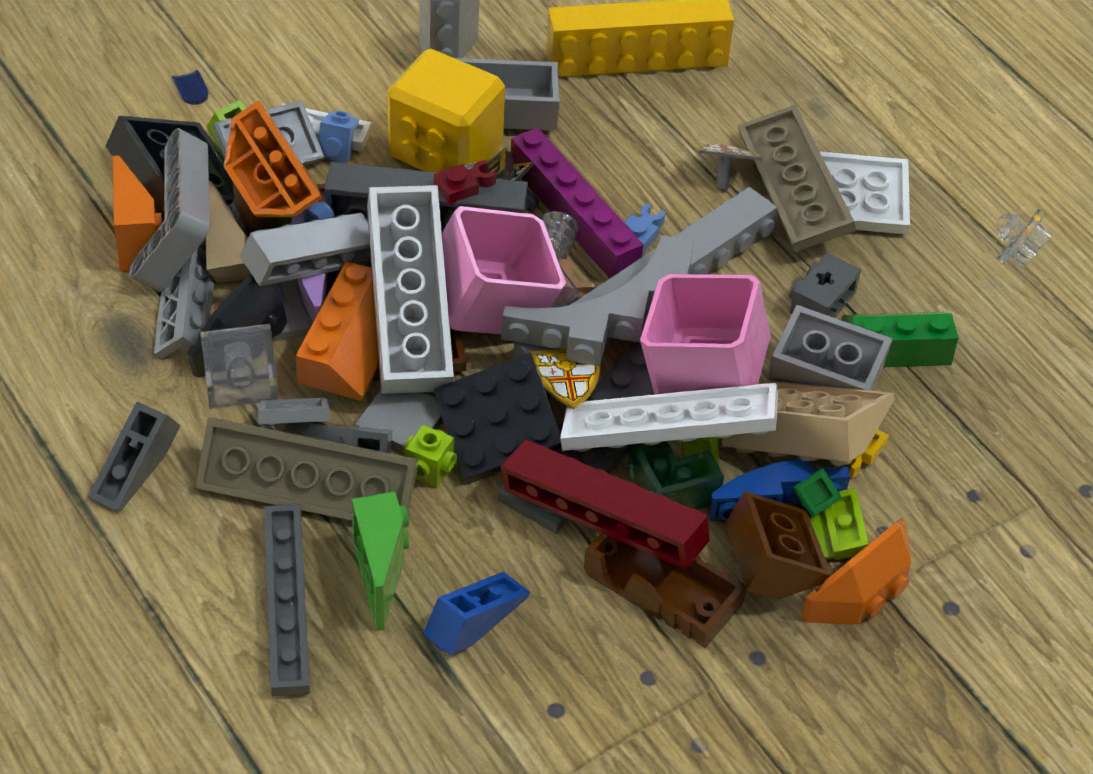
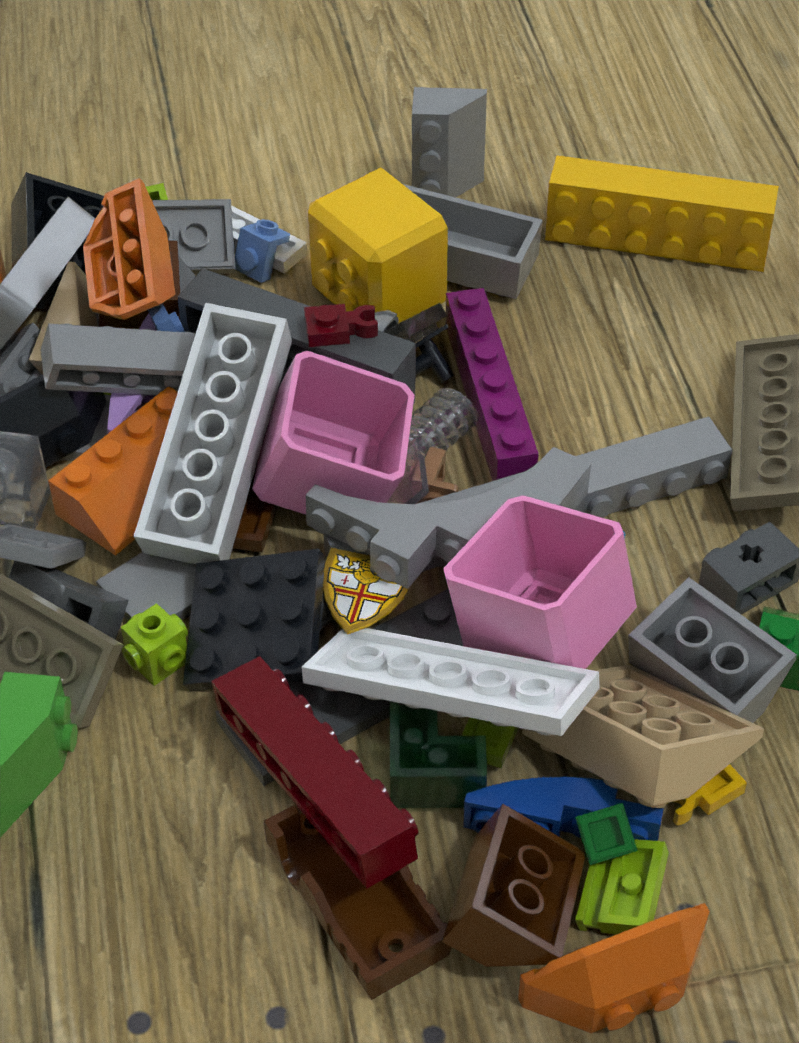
camera: 25 degrees right, 0 degrees up
(191, 87) = (144, 165): clear blue piece -> none
(473, 611) = (96, 857): blue slope -> none
(647, 226) = (564, 434): medium blue plate -> none
(725, 159) = (700, 370): flat silver shield -> none

